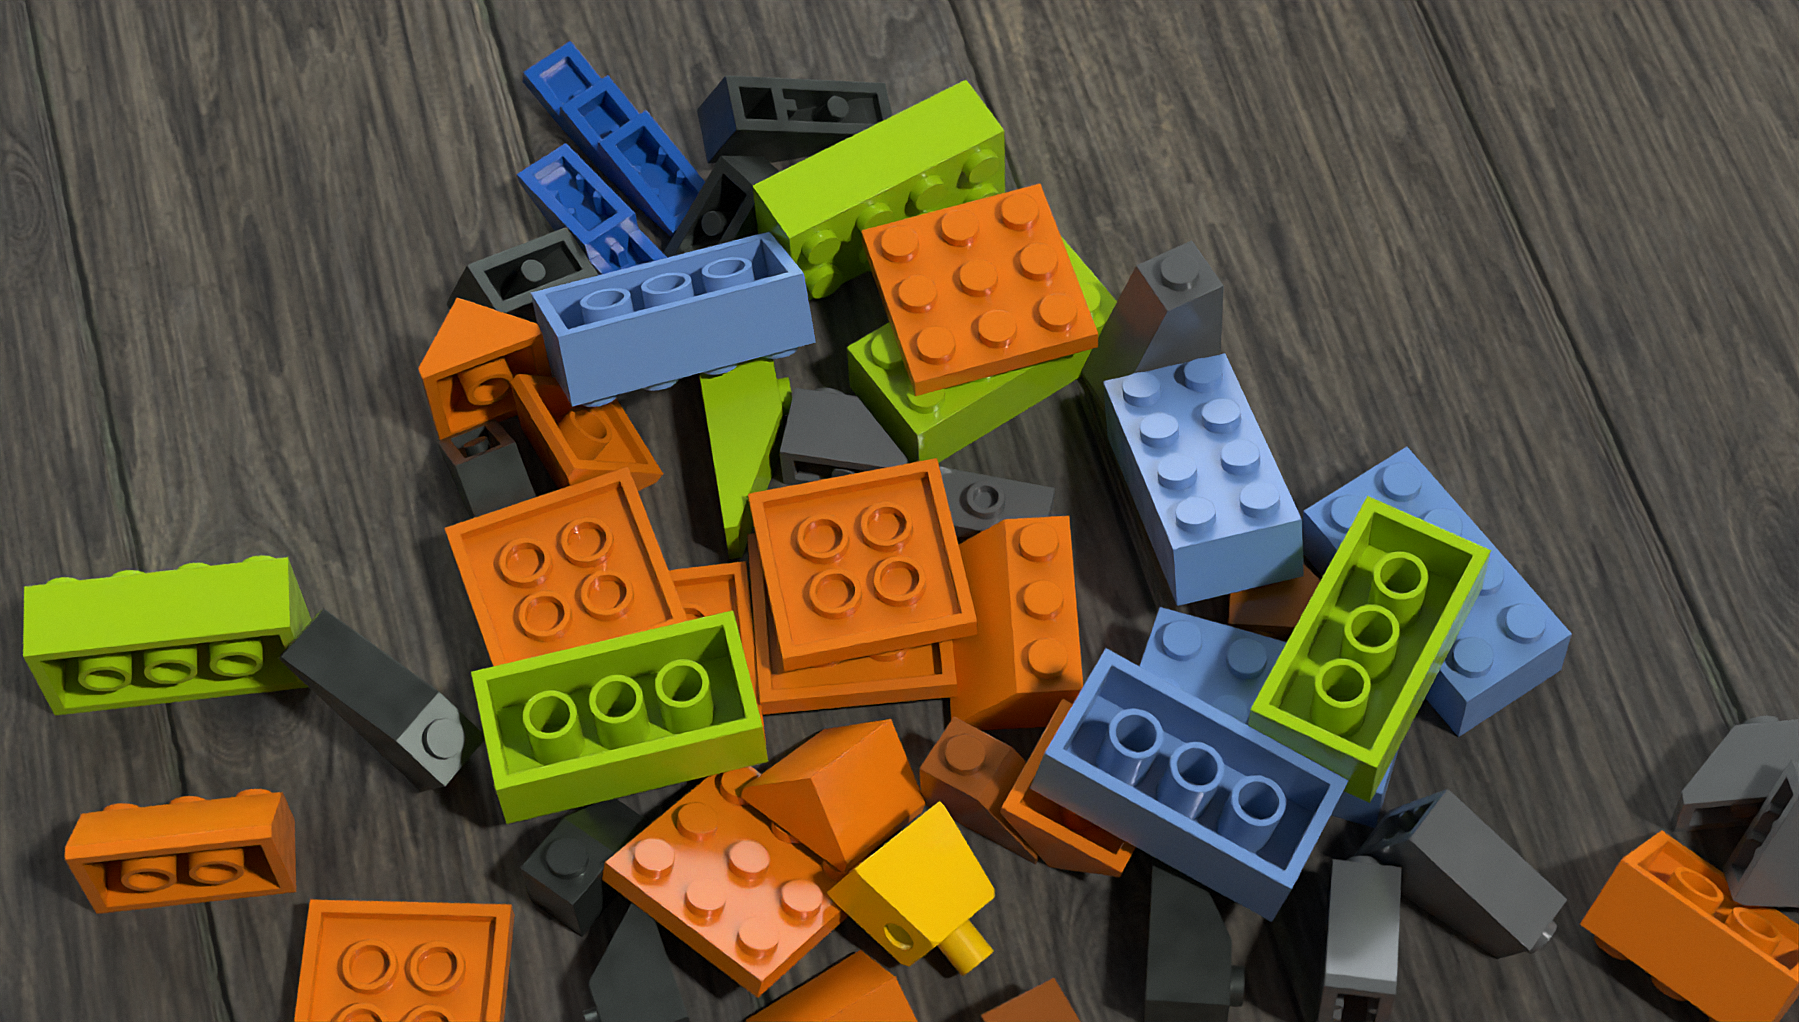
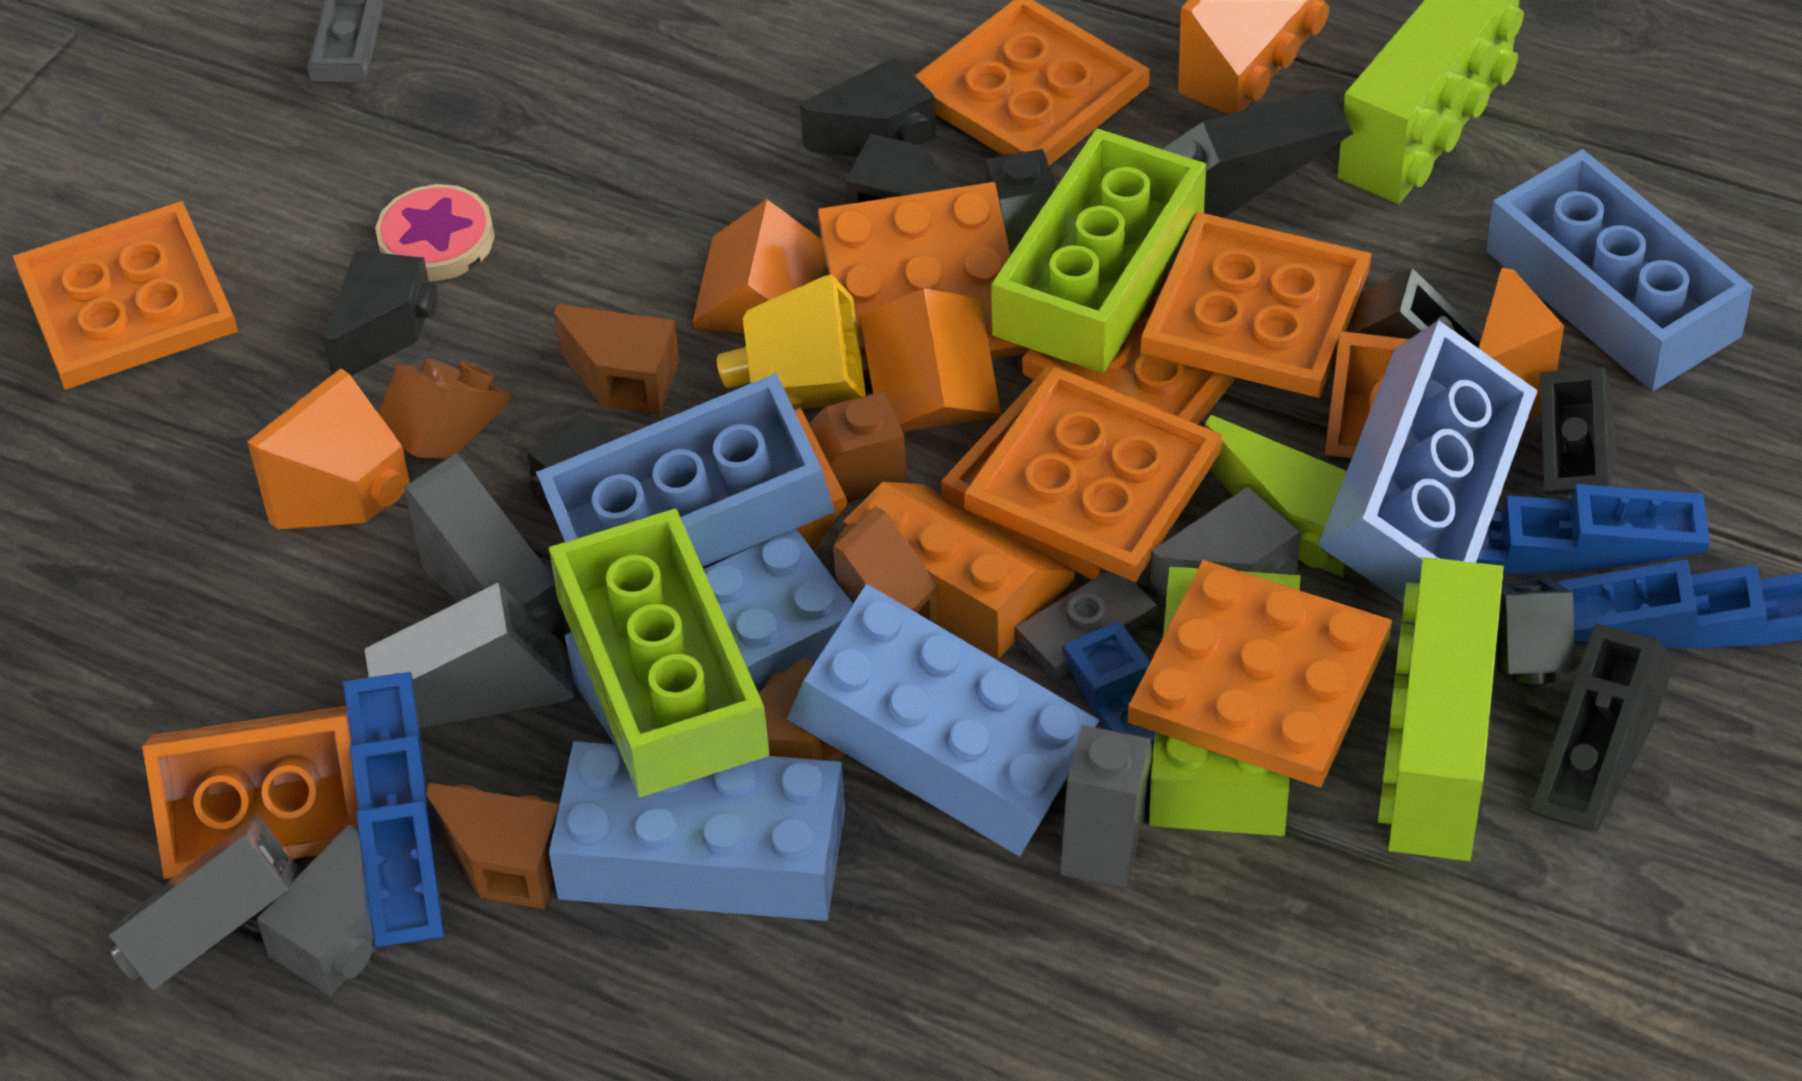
camera: 130 degrees right, 10 degrees down
(300, 372) = (1618, 269): none -> medium blue brick
(1030, 439) = (1108, 672): none -> blue slope
(1110, 620) = (881, 557): none -> dark orange slope
(1574, 716) = (497, 841): none -> dark orange slope
(1625, 806) = (393, 810): none -> blue slope

